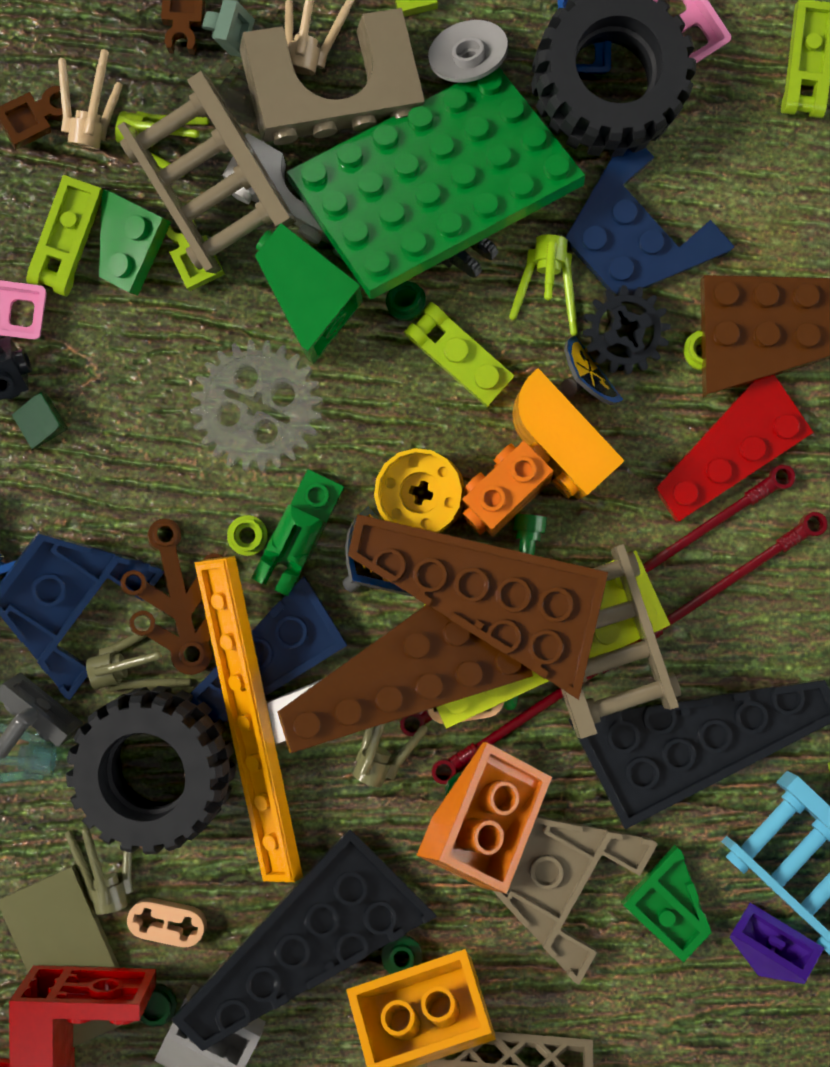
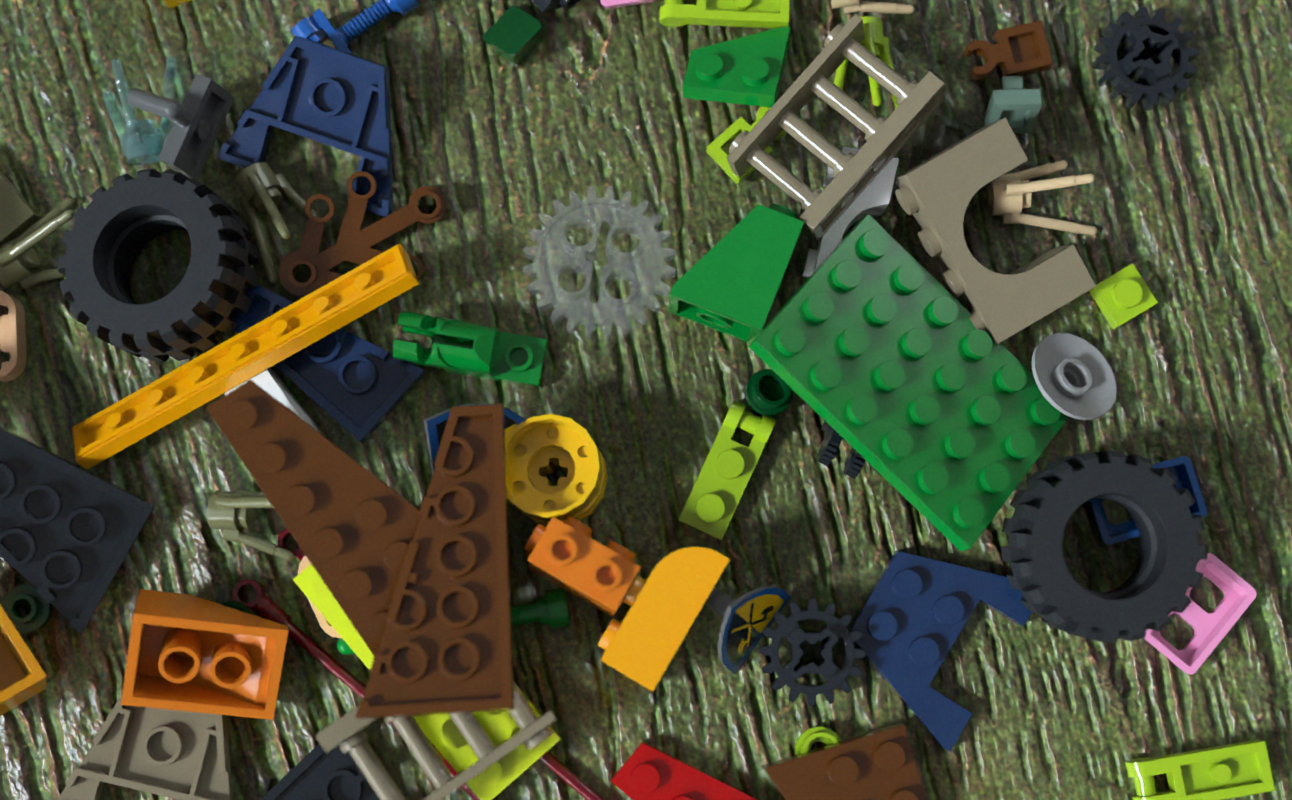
camera: 75 degrees right, 5 degrees down
(234, 535) = (443, 285): lime plate -> none
(549, 256) = (870, 539): lime plant -> none

